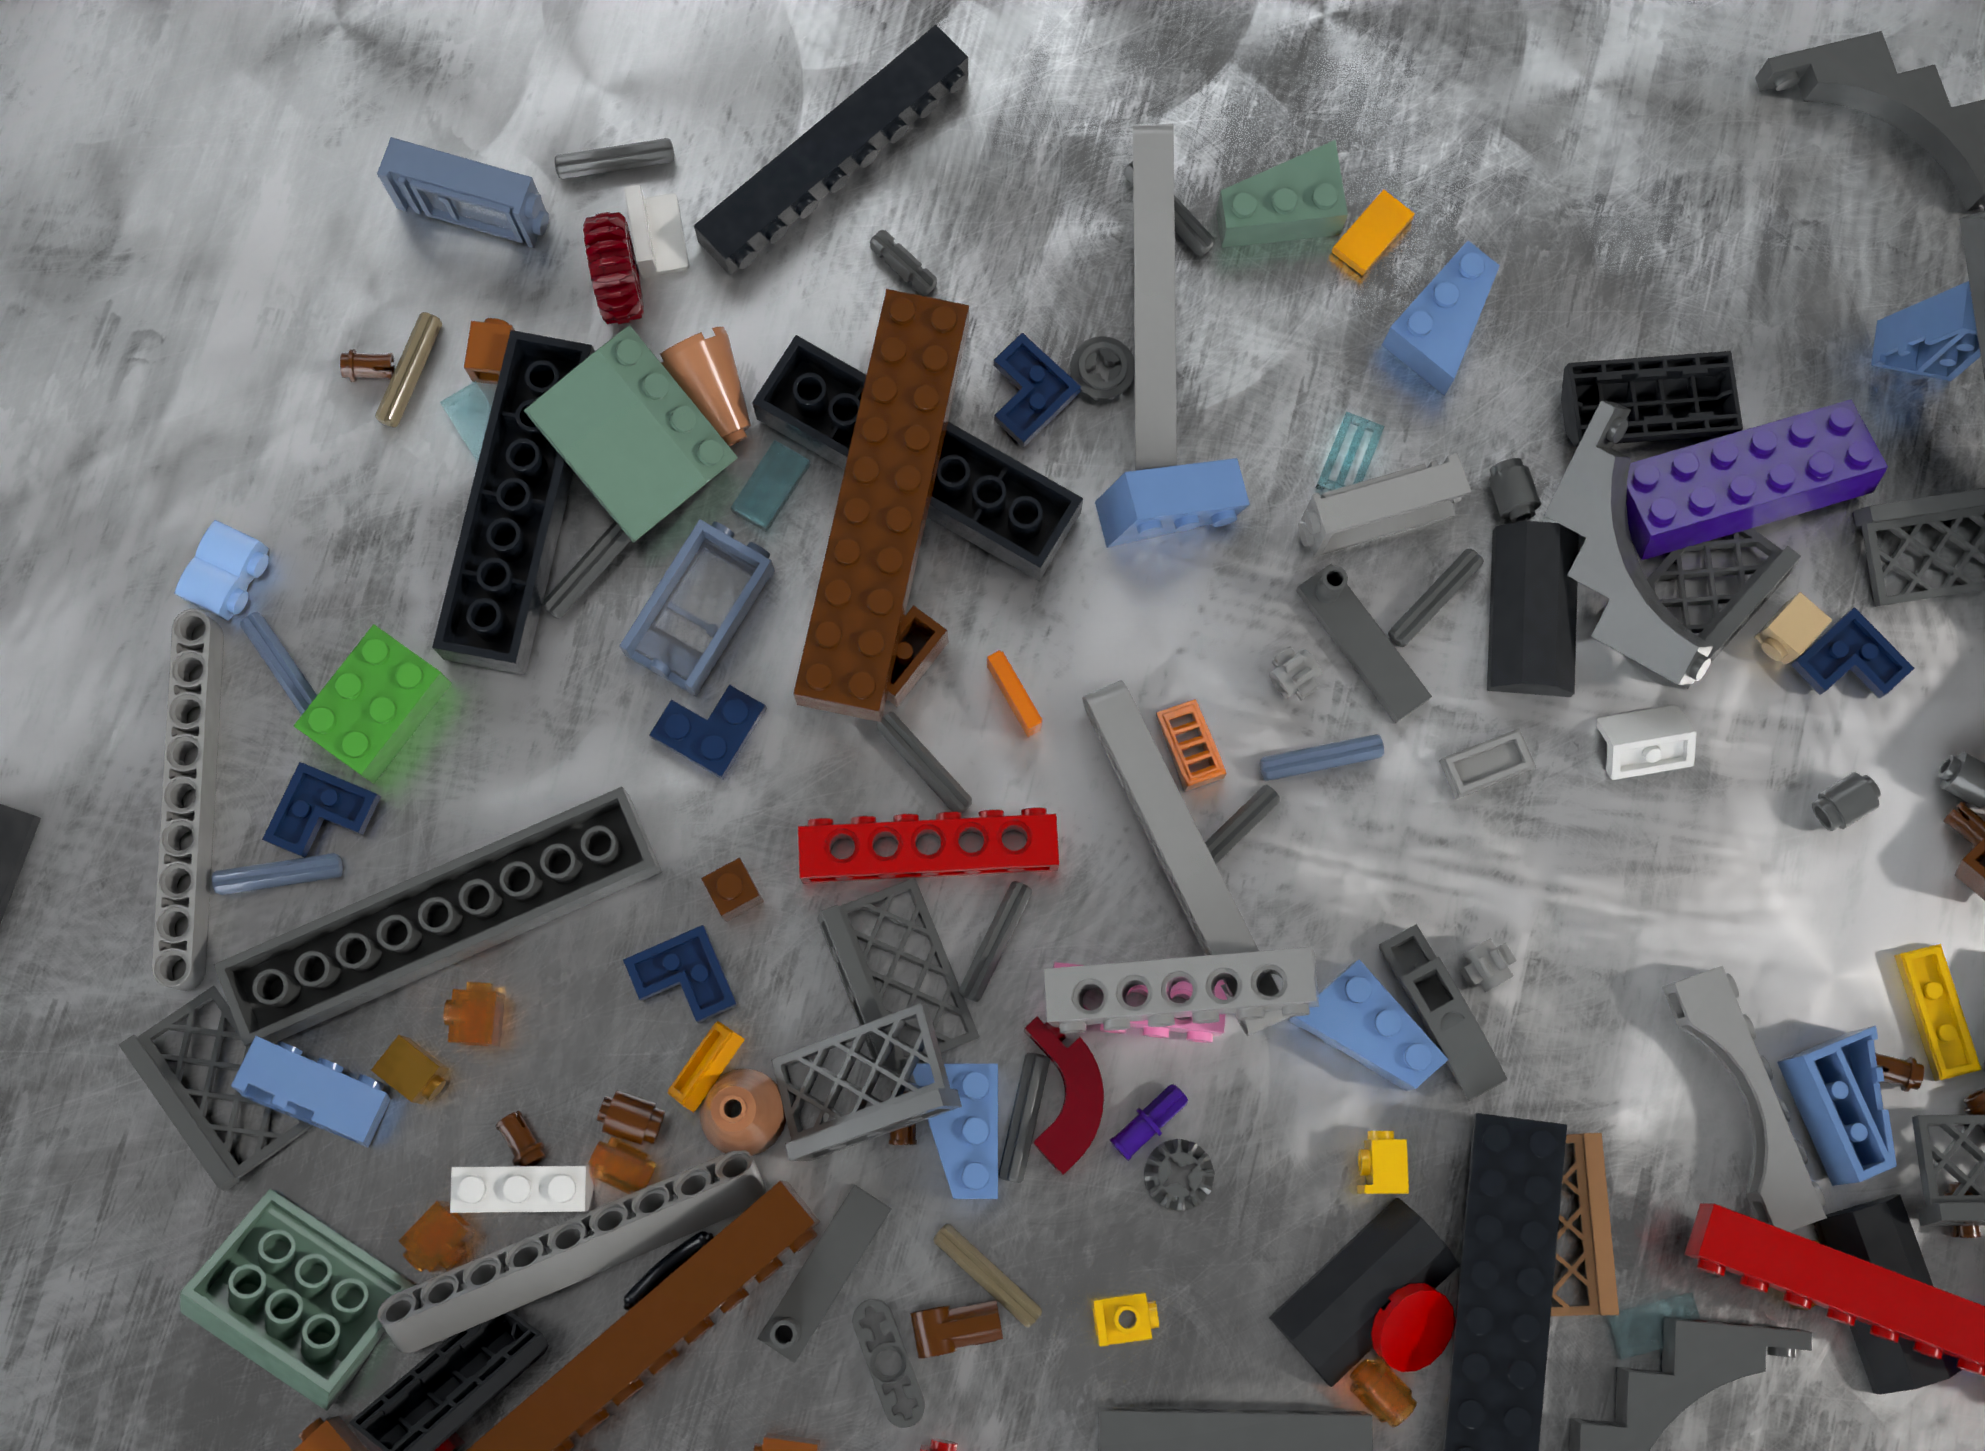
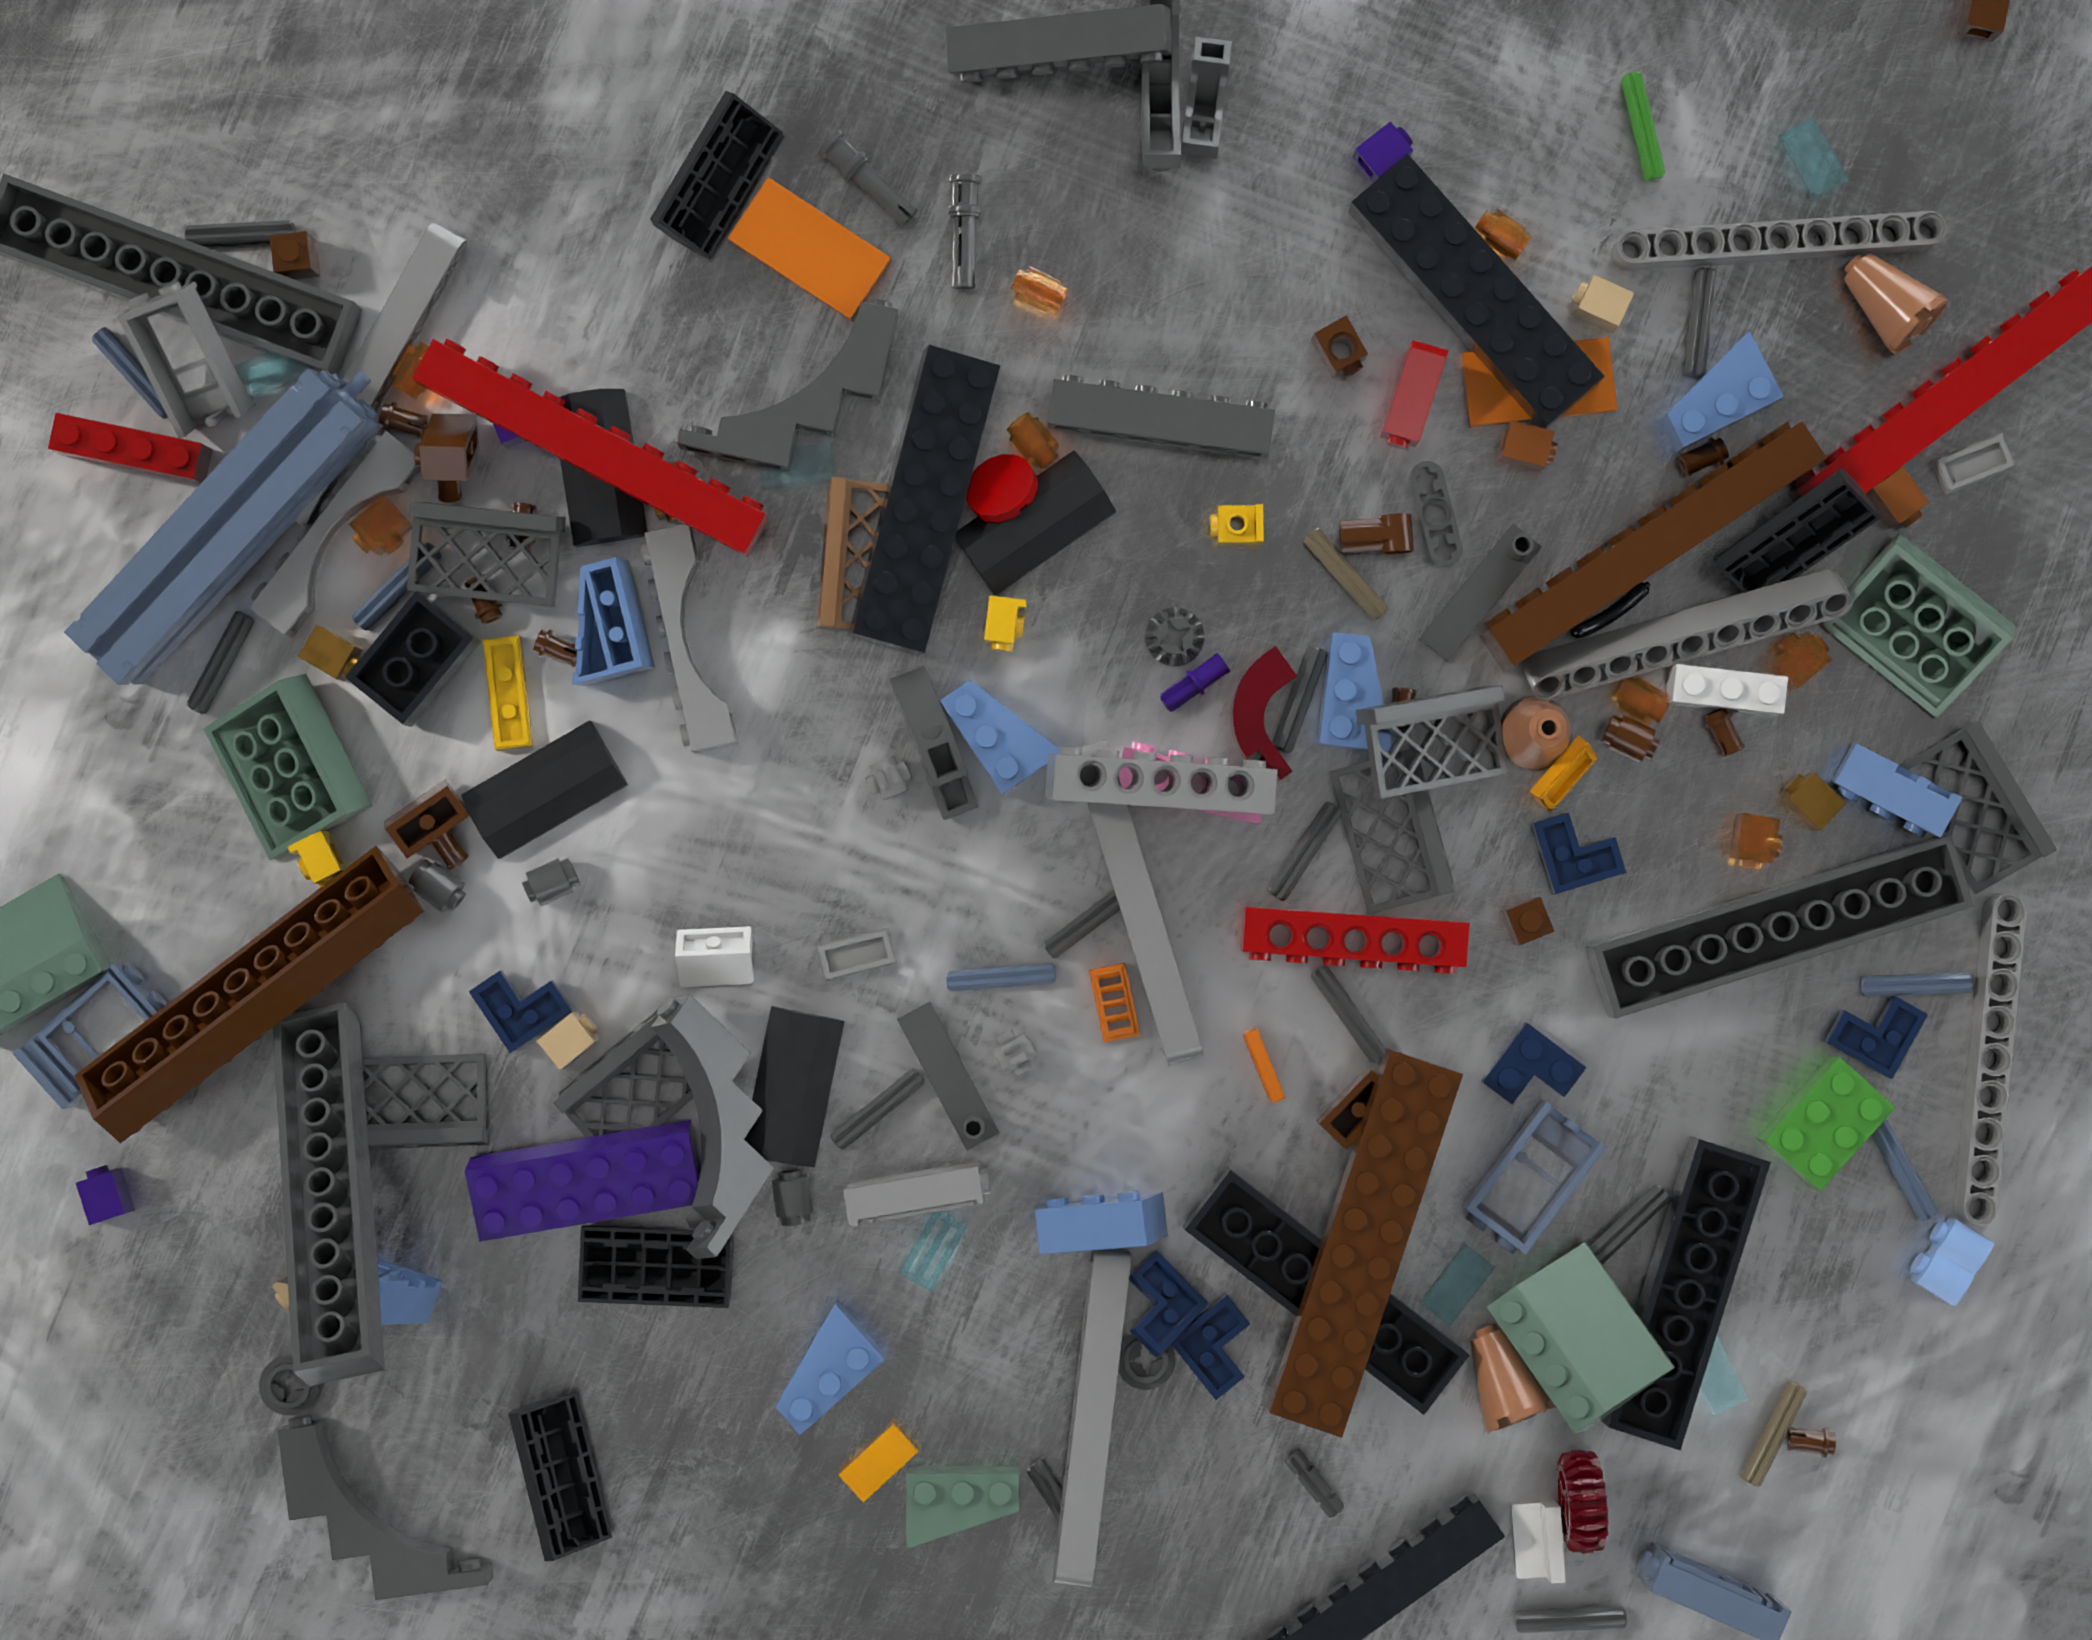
camera: 170 degrees left, 10 degrees up
(486, 349) = (1701, 1442): dark orange brick -> none
(1080, 425) = (1173, 1299): none -> dark blue plate
(1713, 176) = (560, 1475): none -> black piece
(1875, 904) = (543, 790): none -> black piece

